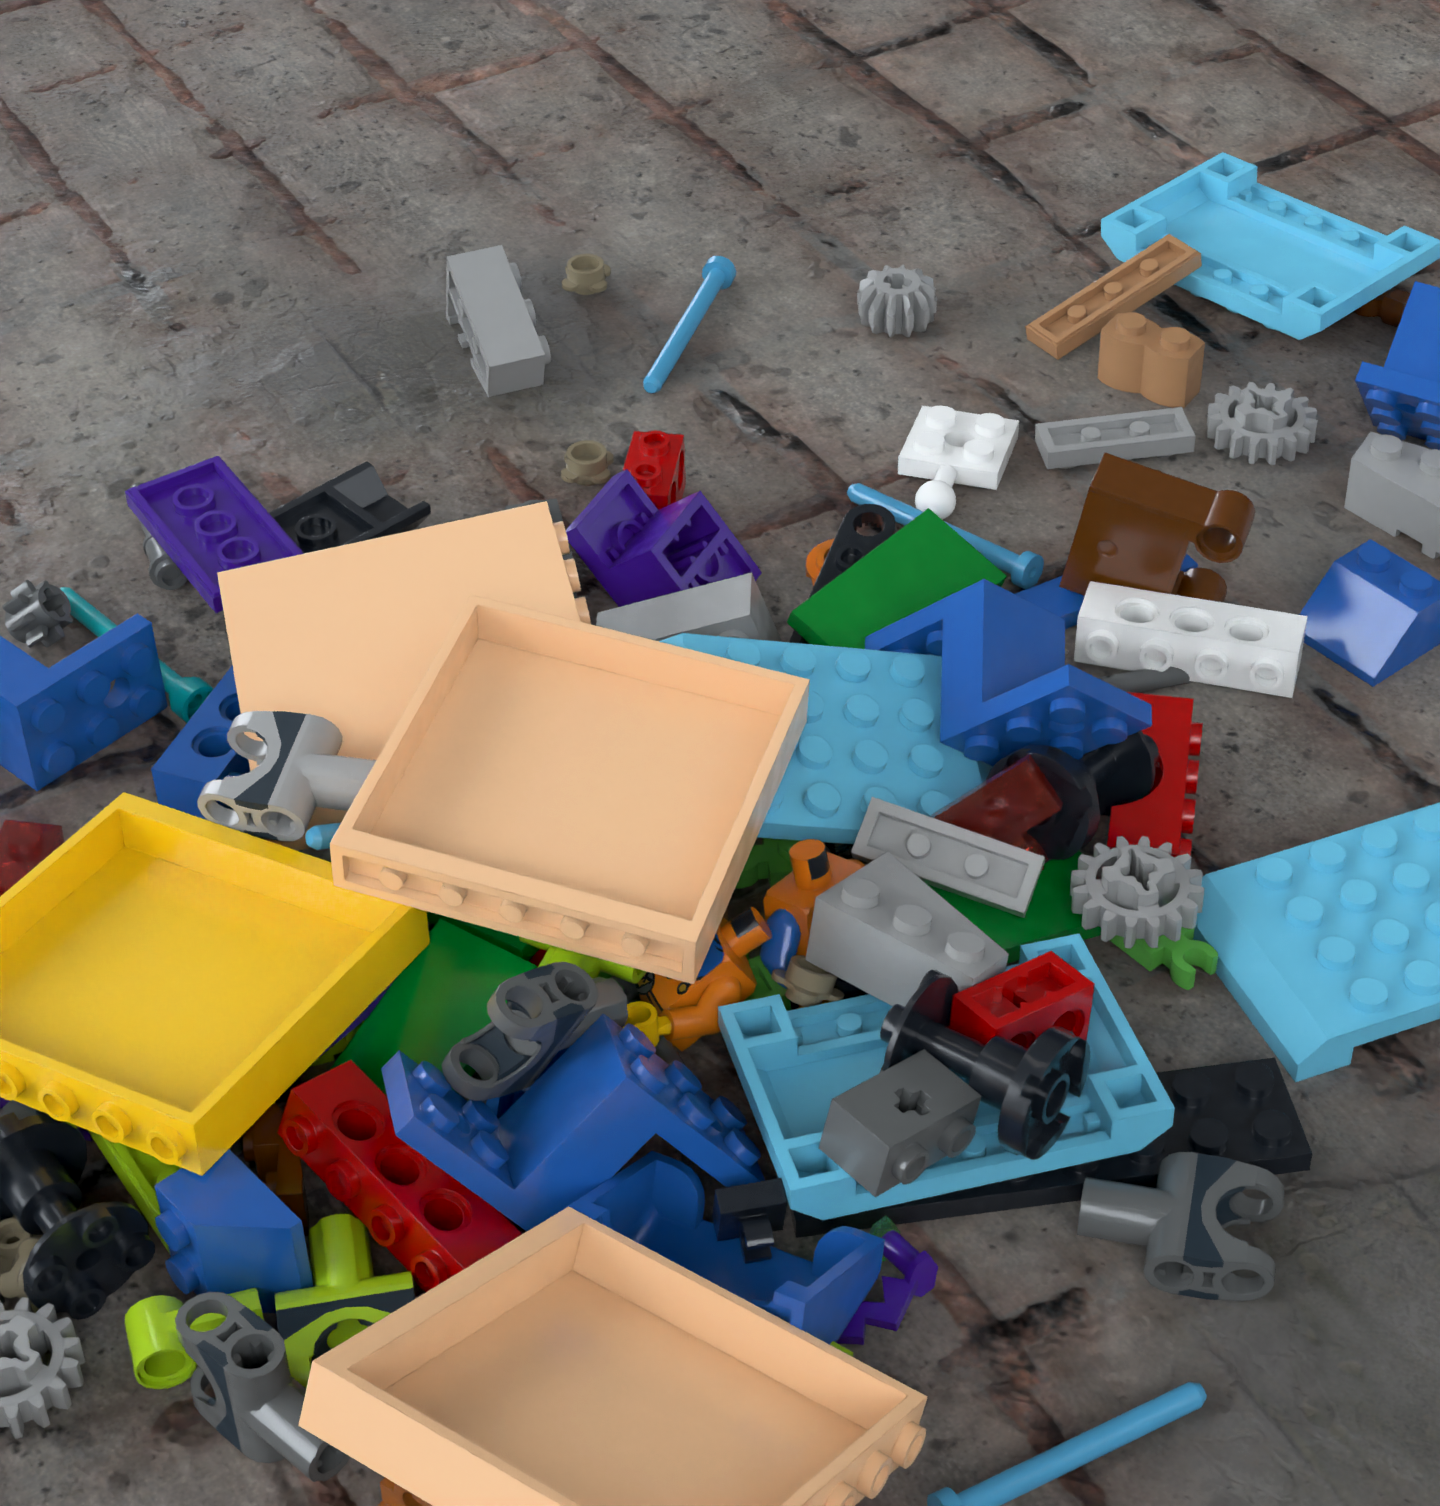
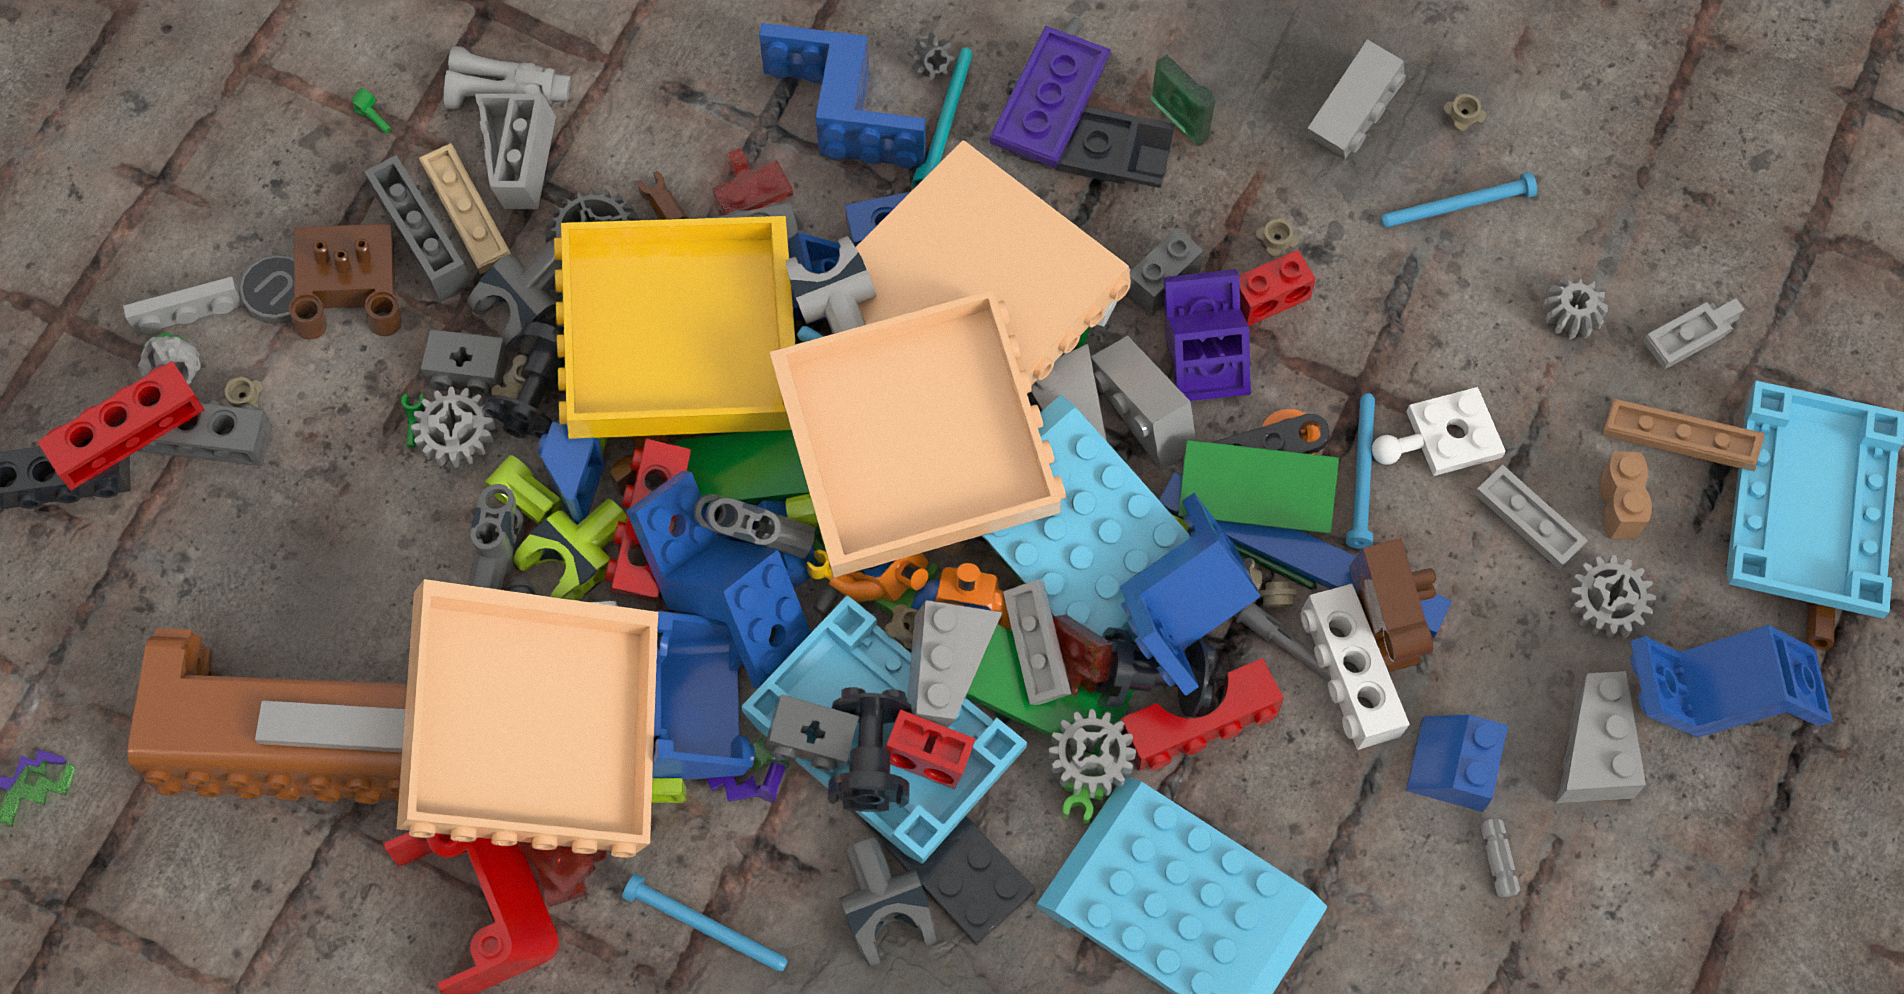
camera: 55 degrees right, 25 degrees up
(344, 430) = (1183, 99): none -> clear green plate
(751, 1215) = (736, 693): black tile -> none
(1000, 247) = (1692, 332): none -> light grey hinge

